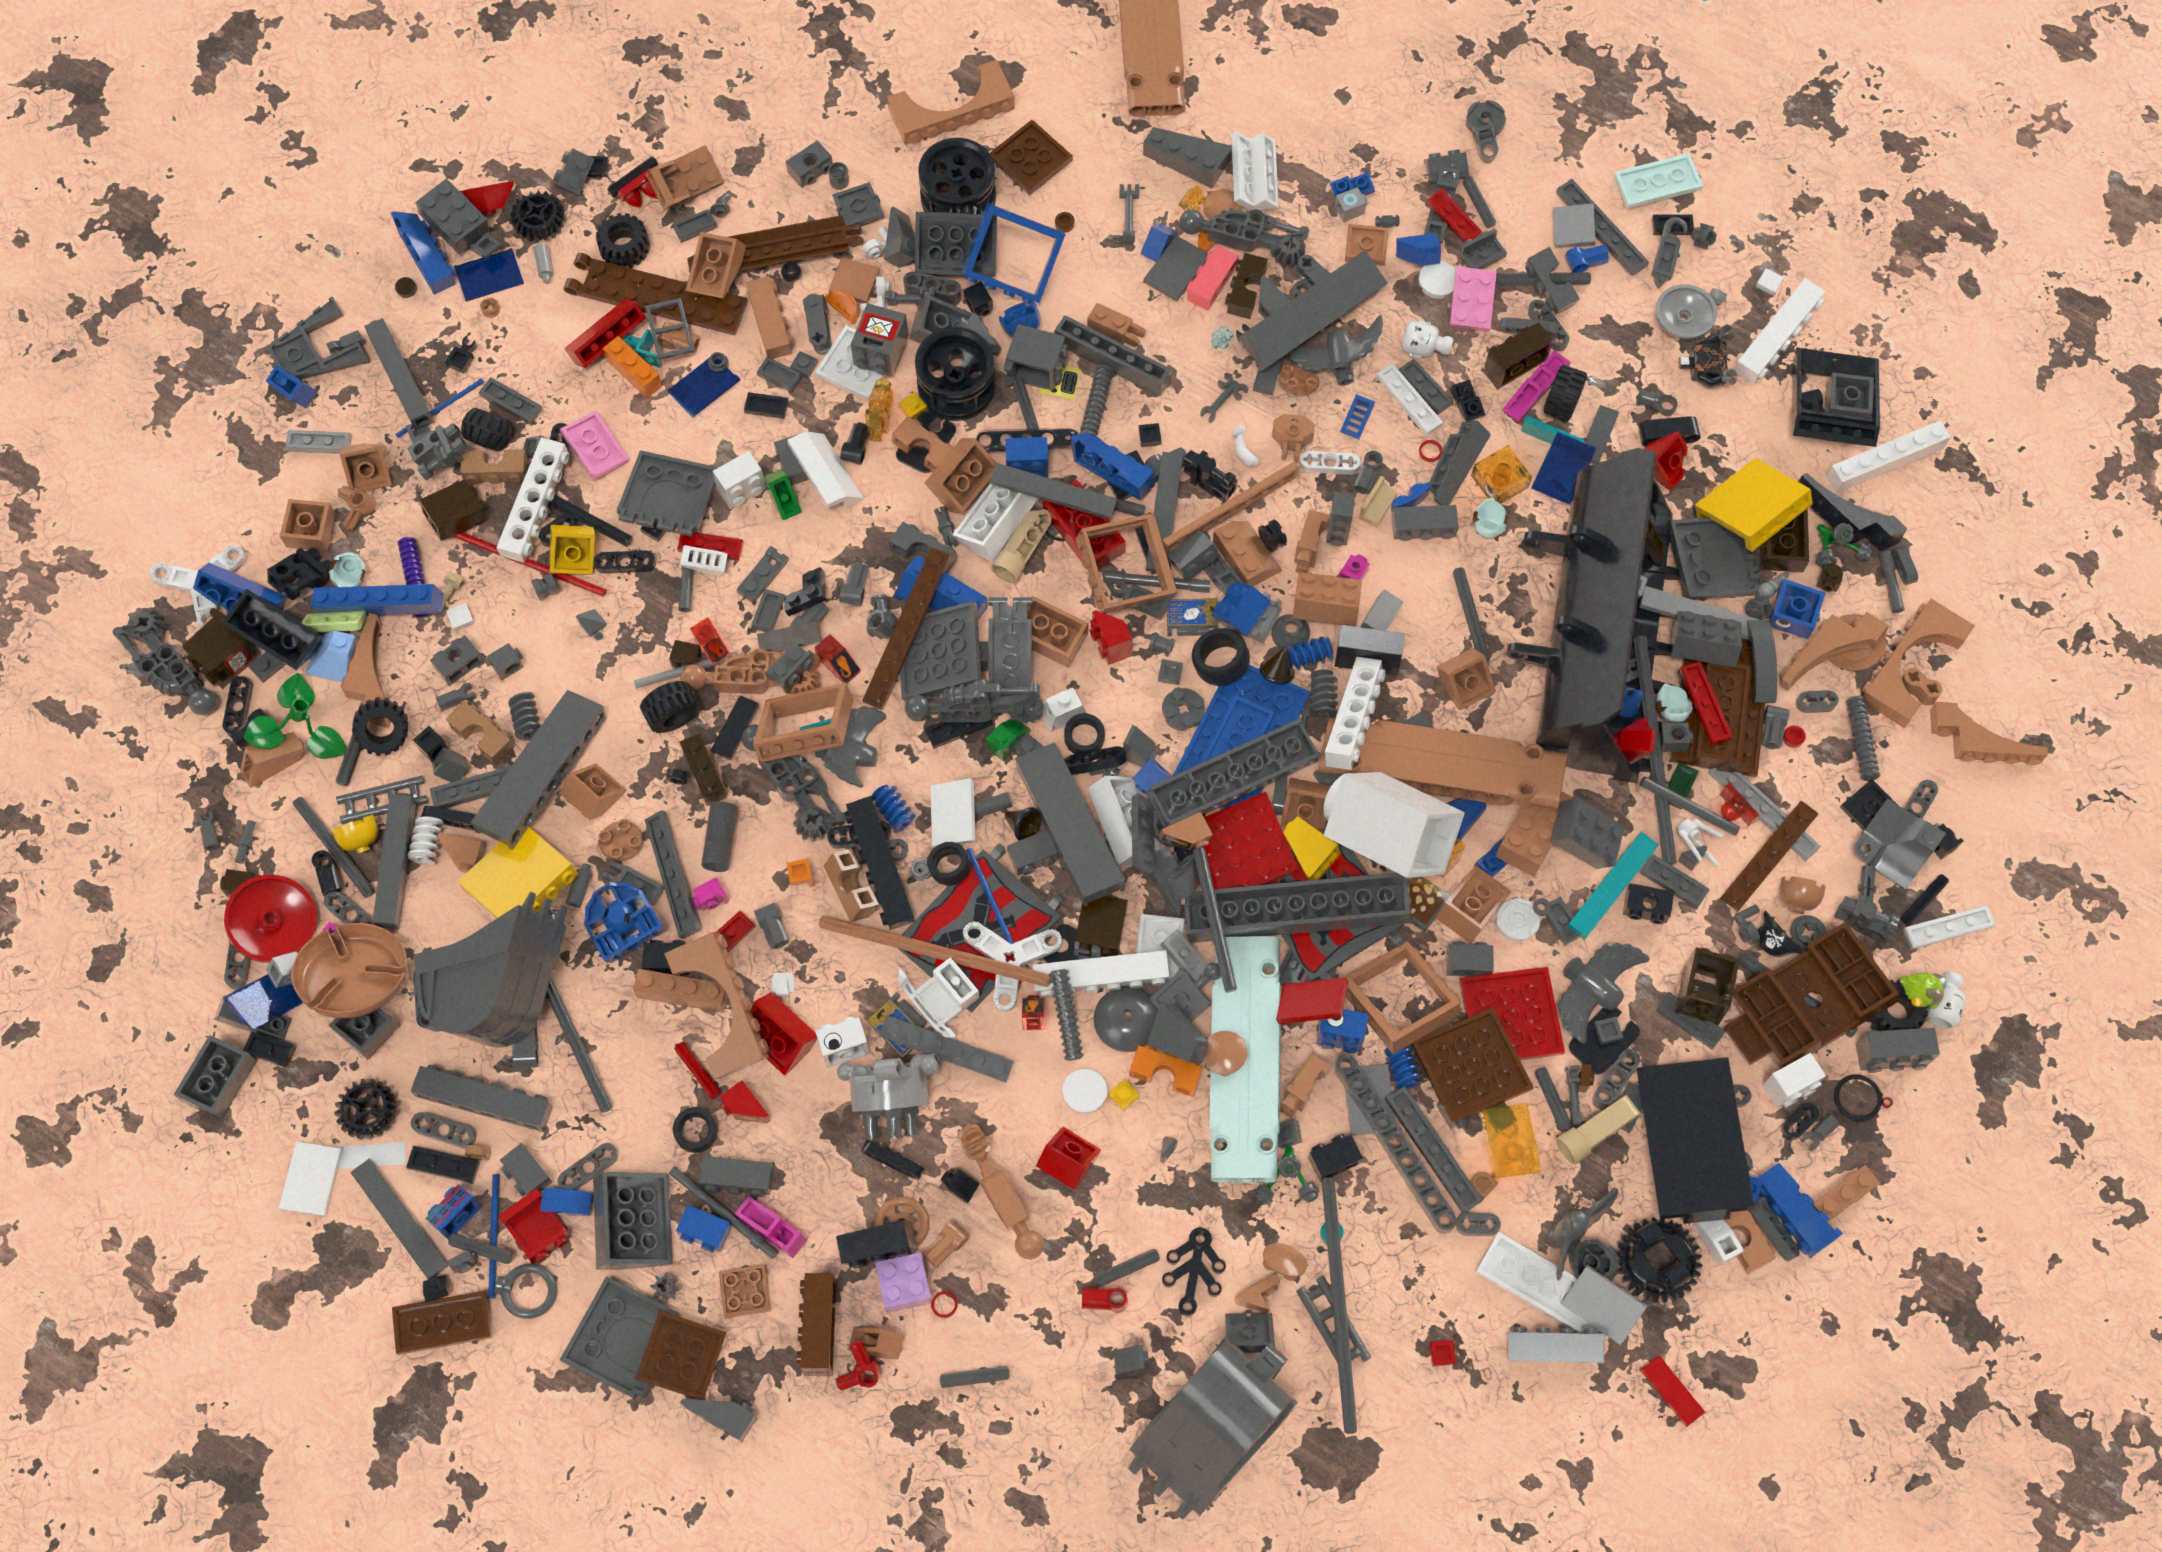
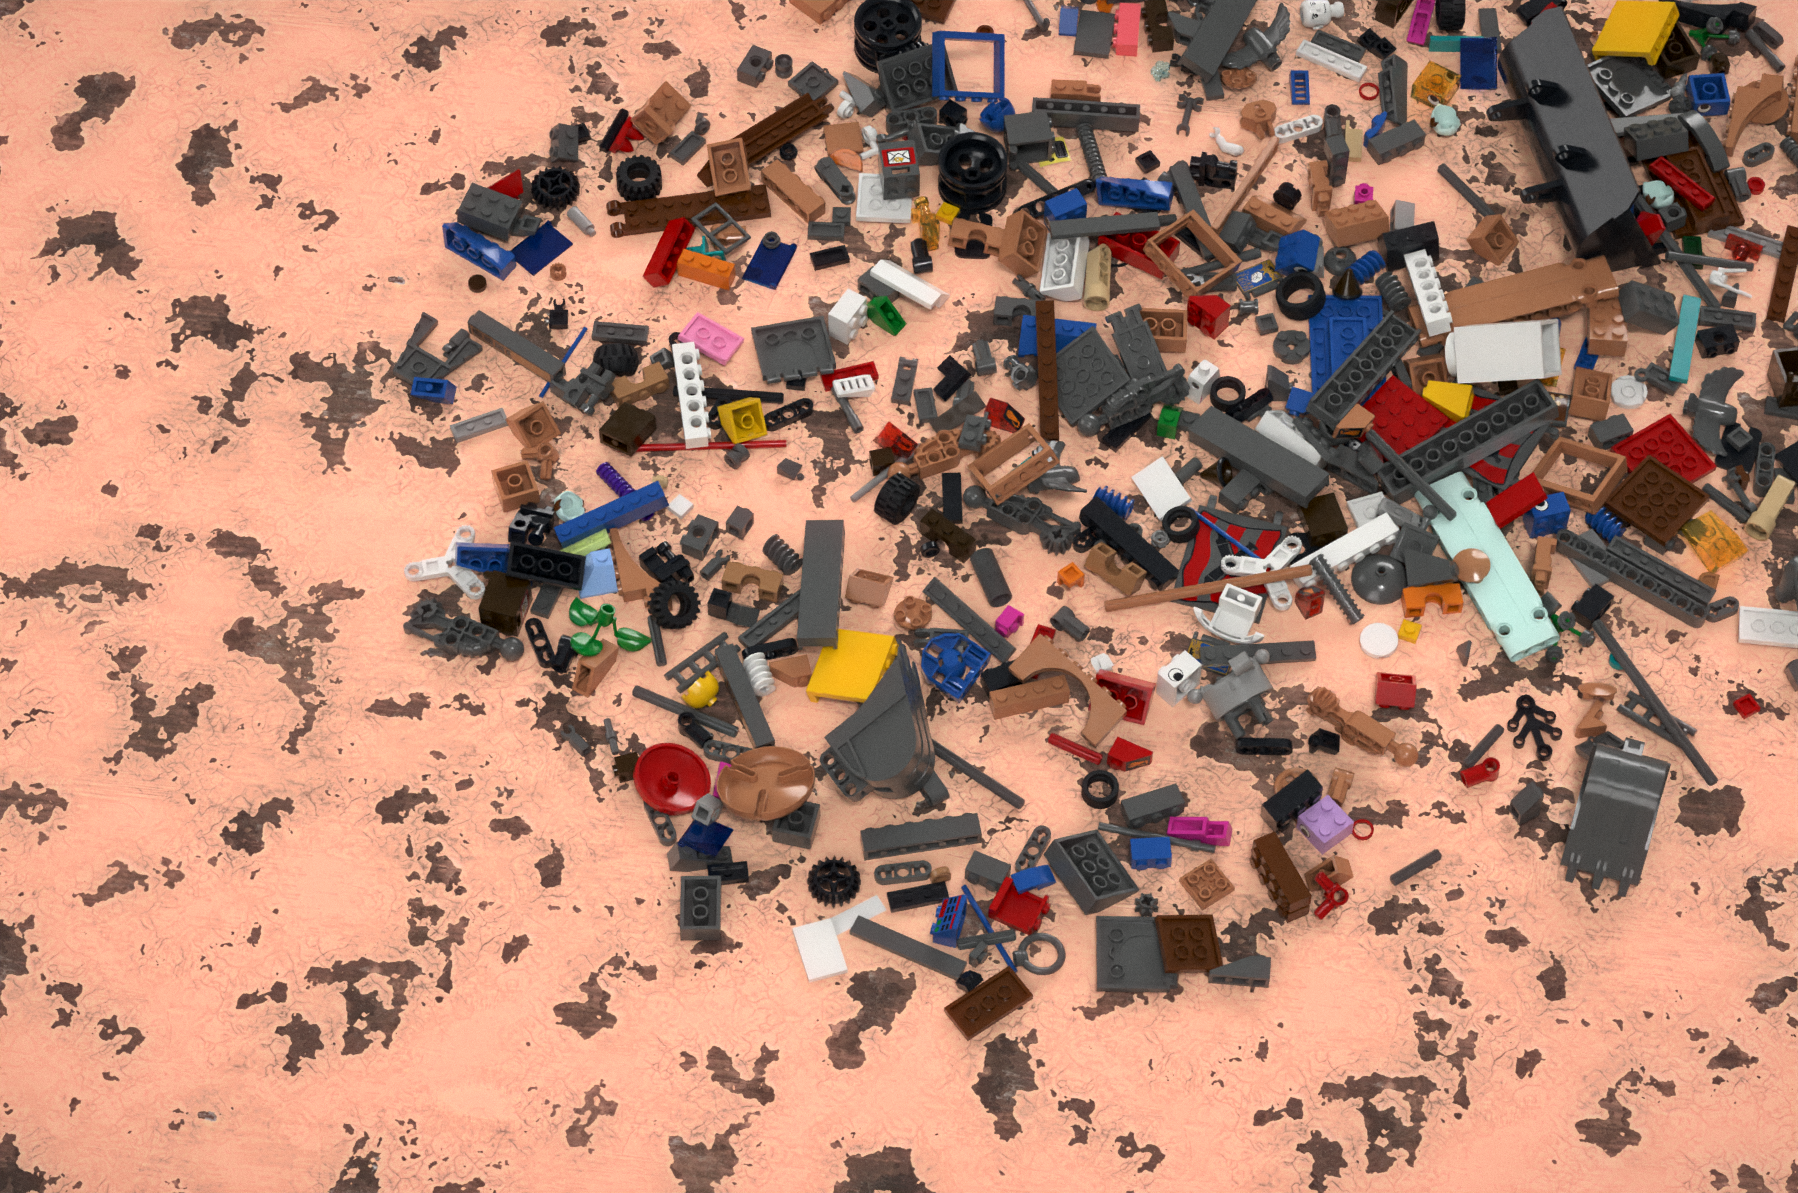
camera: 25 degrees left, 10 degrees down
(402, 684) = (673, 570): none -> black hips

